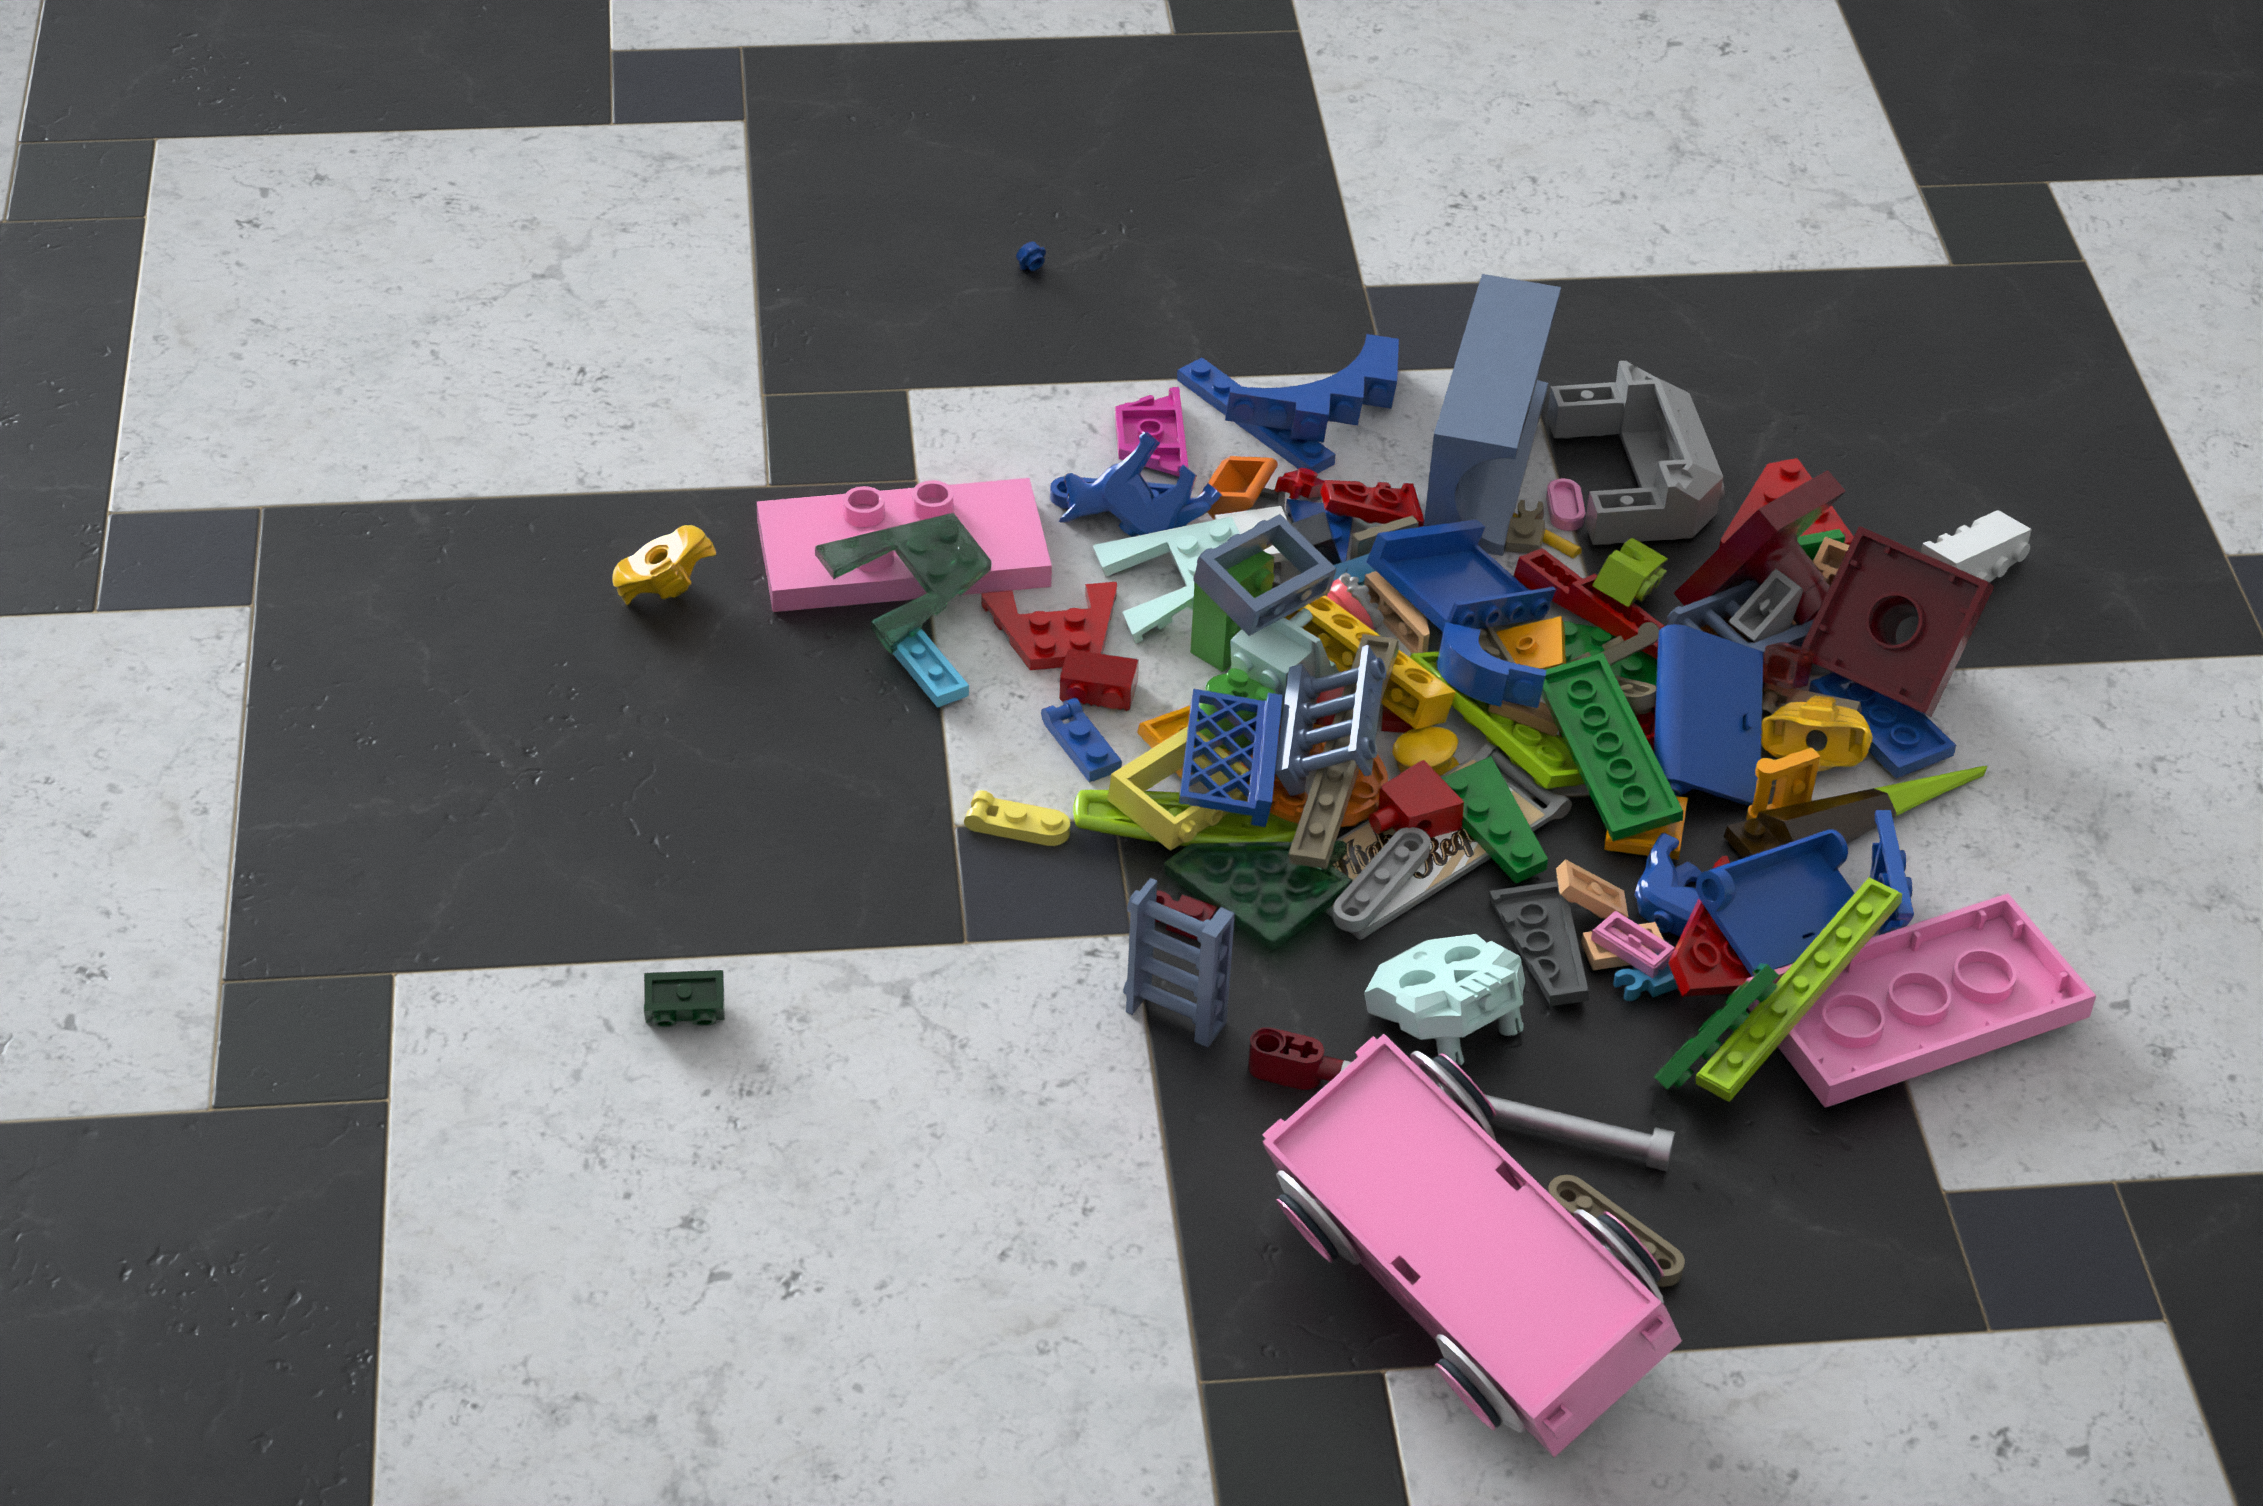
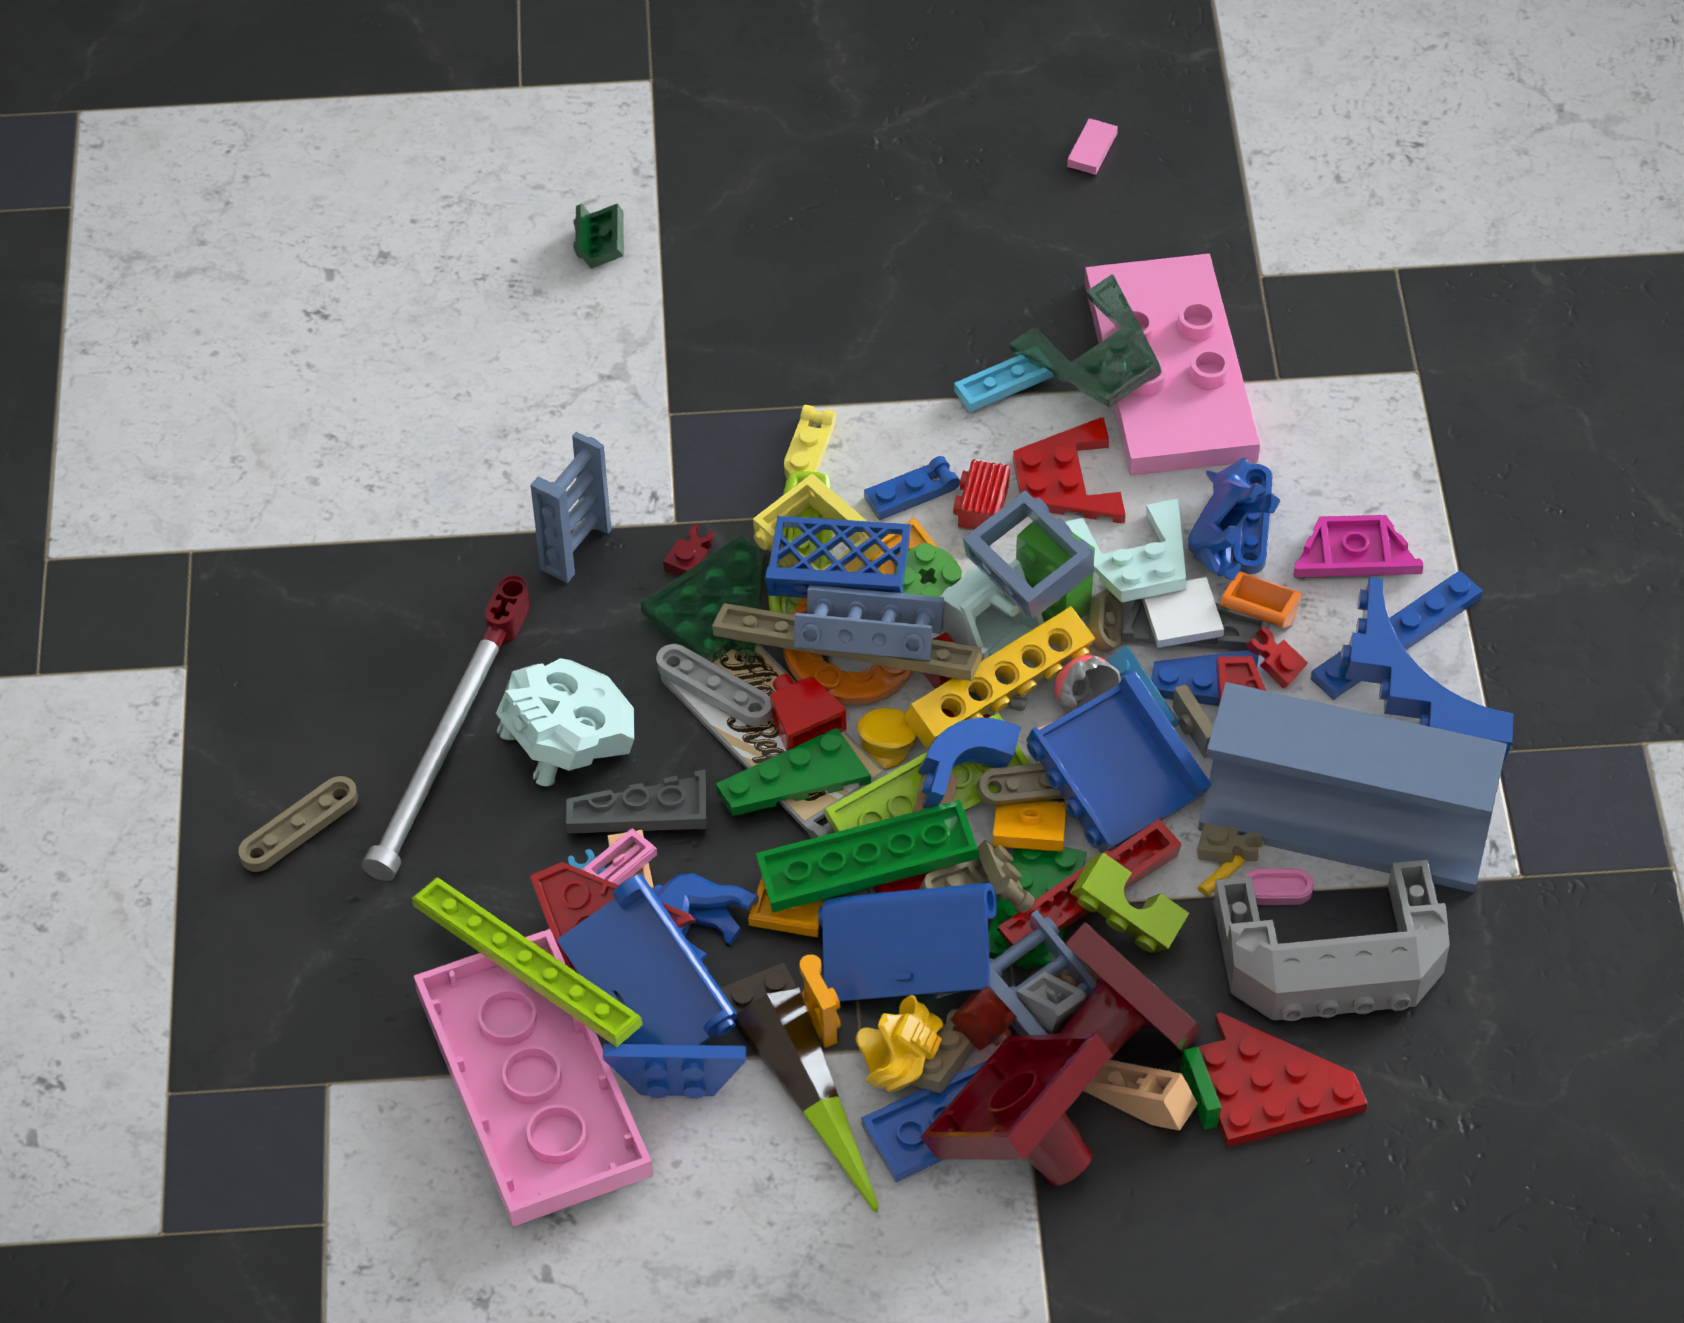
camera: 95 degrees right, 10 degrees up
(565, 595) = (1092, 146): none -> bright pink tile
(662, 564) = (1100, 196): yellow piece -> none
(1031, 256) = (1636, 458): blue plate -> none
(1319, 534) = (1164, 652): black brick -> none
(1528, 1304) = (231, 672): bright pink piece -> none
(1590, 891) = (687, 837): light nougat plate -> none
(1678, 1068) = (494, 901): green wing -> none
(1985, 548) = (1190, 1235): white wedge -> none

